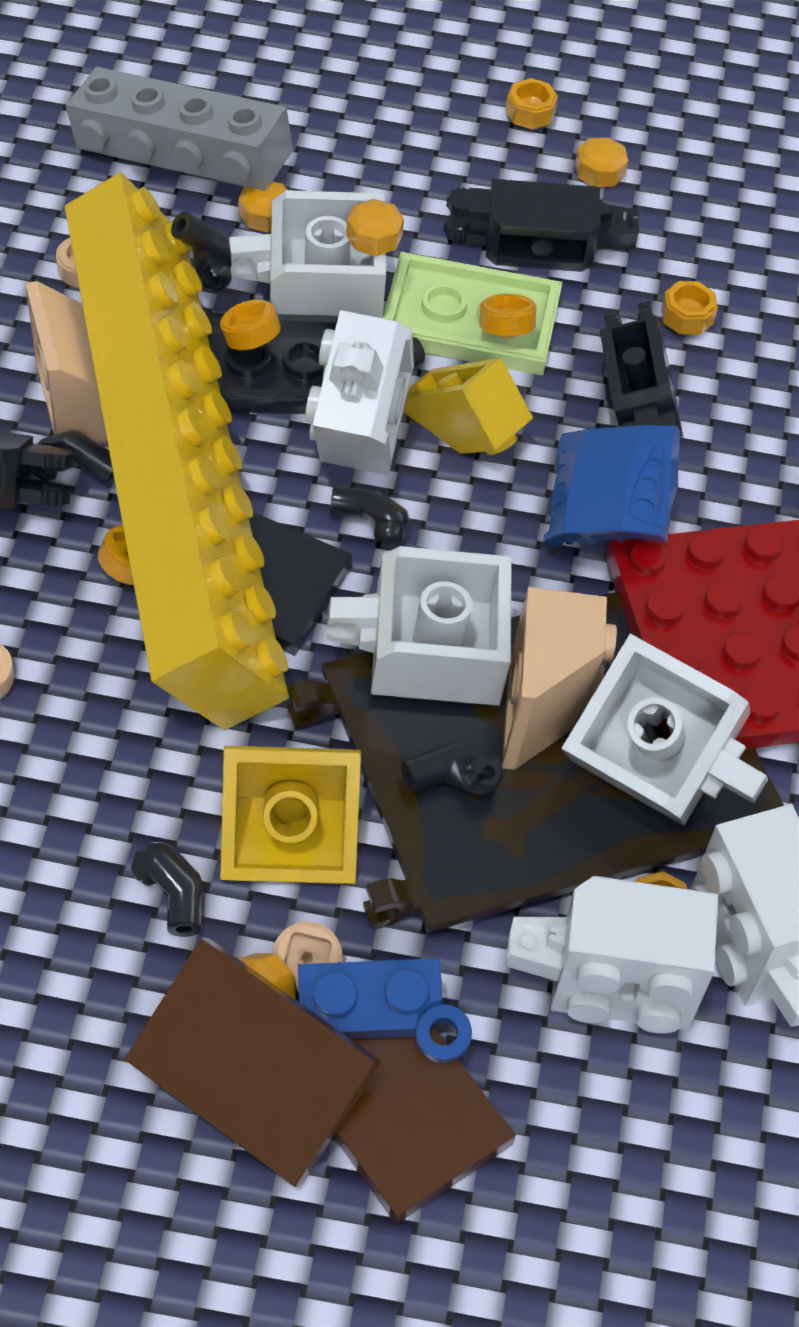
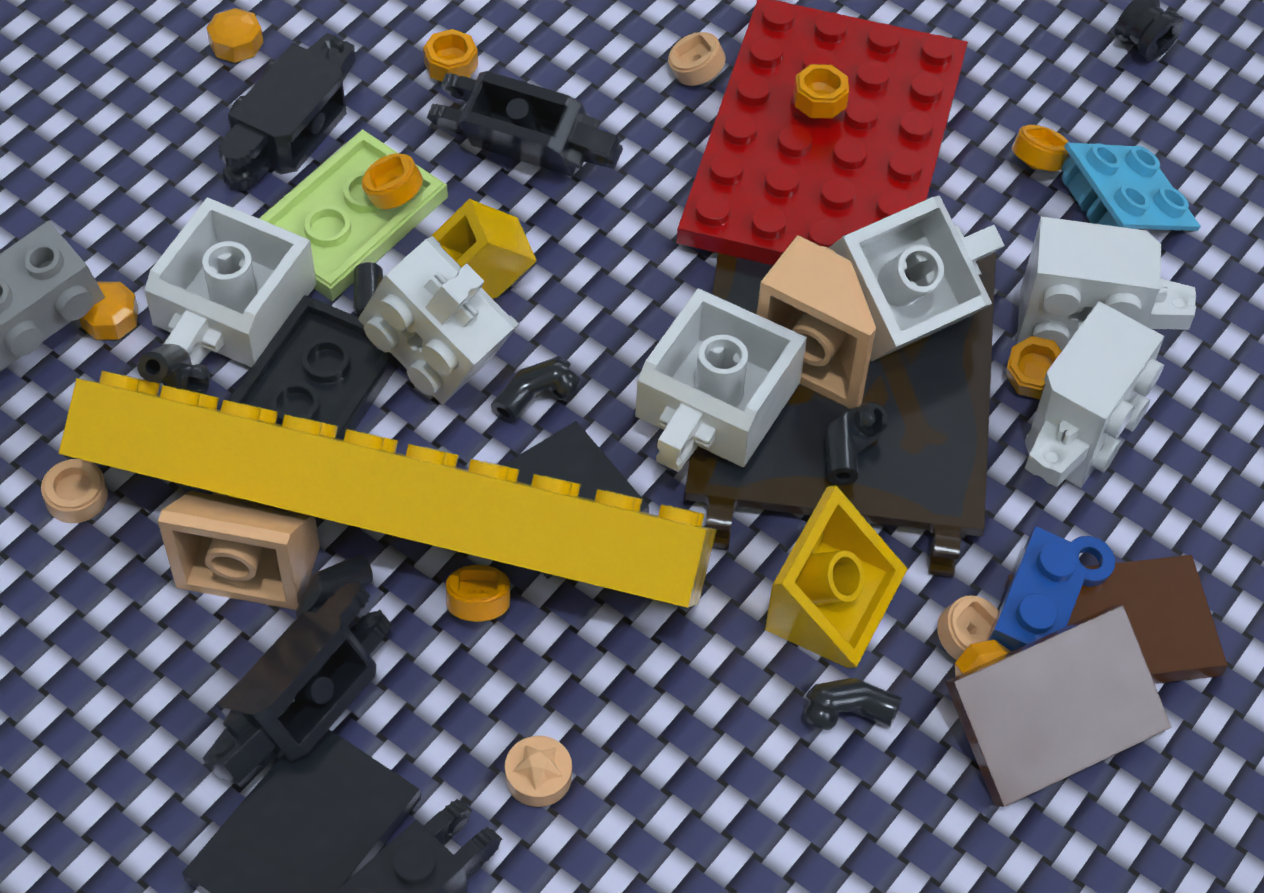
camera: 60 degrees left, 0 degrees up
(250, 324) = (276, 378): light orange tile -> none
(374, 227) = (256, 219): light orange tile -> none
(531, 103) = (128, 49): light orange tile -> none
(614, 485) = (633, 195): blue slope -> none

